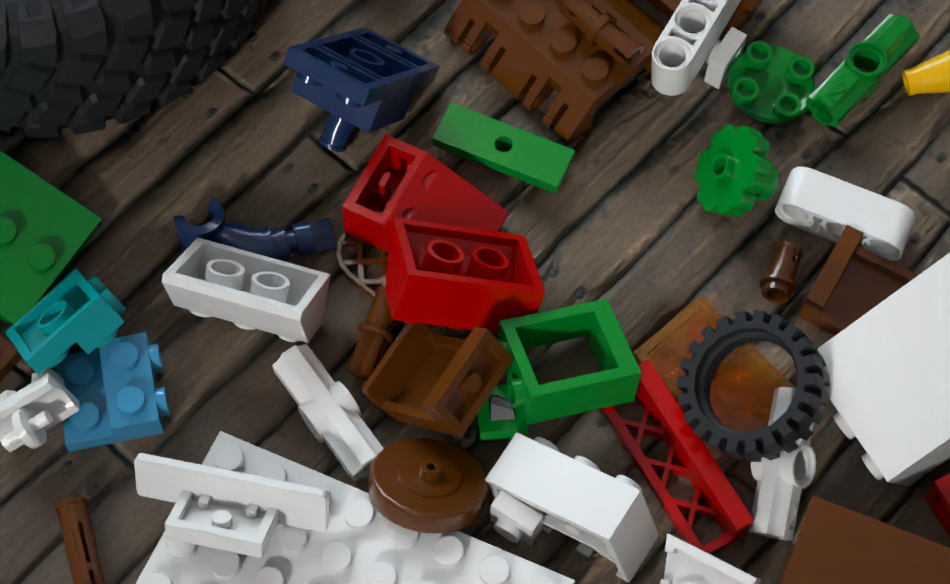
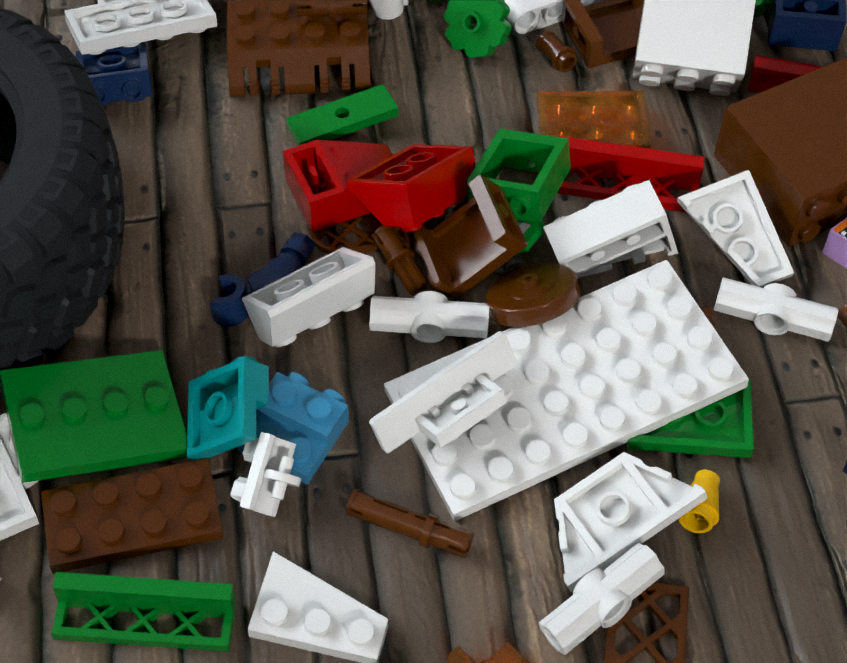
camera: 50 degrees left, 10 degrees down
(358, 80) = (231, 145): dark blue brick -> none
(515, 519) = (594, 269): white plate -> none
(715, 348) = (612, 54): black tyre -> none
(781, 480) = (679, 121): white piece -> none

